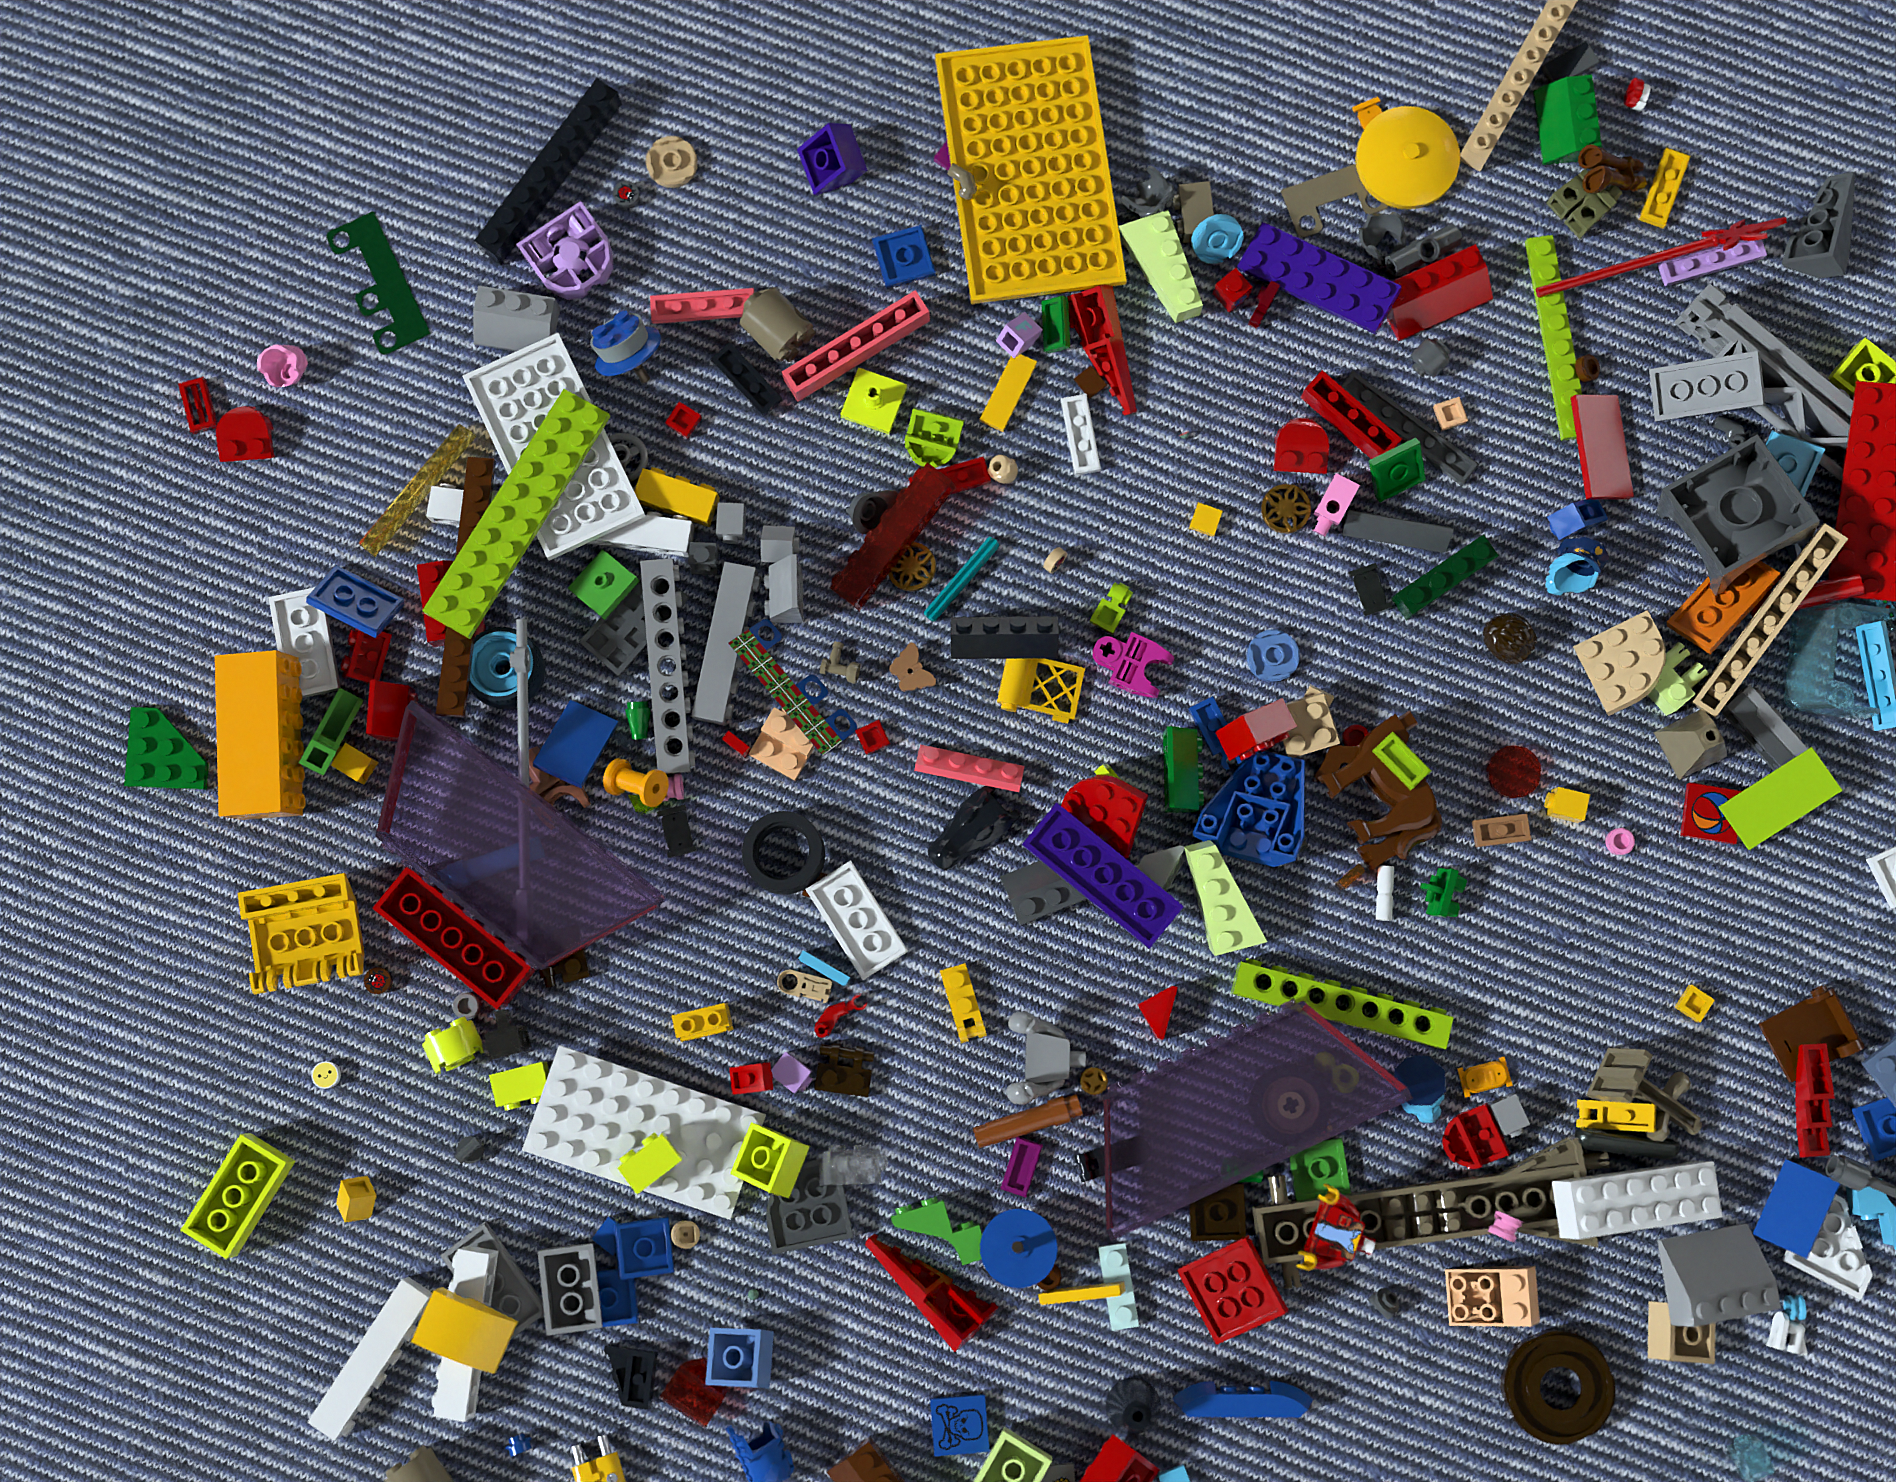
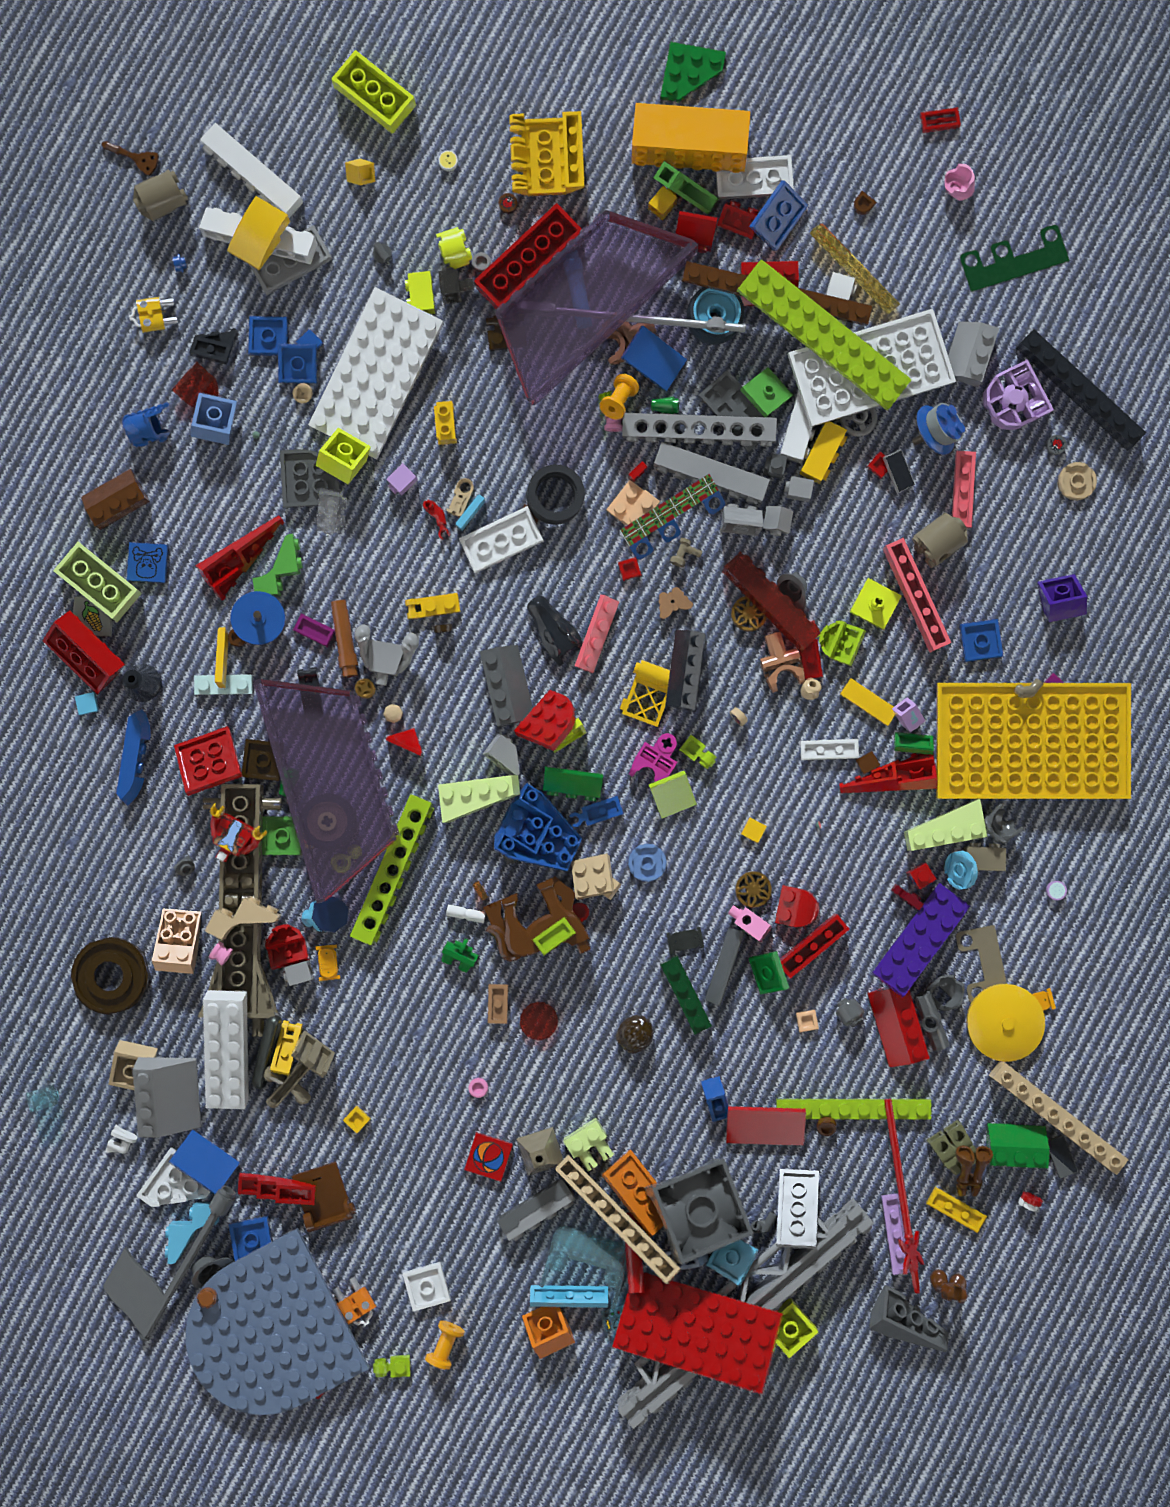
camera: 95 degrees right, 5 degrees up
(244, 435) = (912, 150): red slope -> none
(325, 491) = (863, 203): none -> reddish brown tile
(570, 1288) = (277, 308): light grey slope -> none
(649, 1162) = (353, 373): neon yellow brick -> none
(676, 831) = (582, 422): pearl dark grey piece -> none
(689, 393) = (899, 471): none -> black tile
(746, 379) = (903, 513): black plate -> none
(751, 1078) = (401, 451): red plate -> none
(844, 1079) = (392, 517): dark brown plate -> none
(961, 579) = (734, 648): teal axle -> none
(971, 516) = (781, 661): none -> nougat connector
(993, 983) = (442, 628): none -> dark brown tile
(1102, 875) = (504, 712): dark purple plate -> none
(1122, 1036) = (393, 713): none -> tan tile
(1176, 632) = (672, 794): none -> lime tile
(1222, 116) = (1056, 890): none -> light aqua tile
(1256, 730) = (592, 839): red brick -> none
(1434, 447) = (800, 987): dark grey tile -> none
(1441, 1193) = (248, 912): none -> tan arch
(1567, 804) = (509, 1053): yellow brick -> none
(1577, 566) = (679, 1090): piece -> none
(1624, 661) = (604, 1111): tan plate -> none
(1769, 178) = (951, 1290): none -> reddish brown piece
(1780, 798) = (490, 1205): lime piece -> none
(1795, 1307) = (138, 1149): medium azure bush -> none

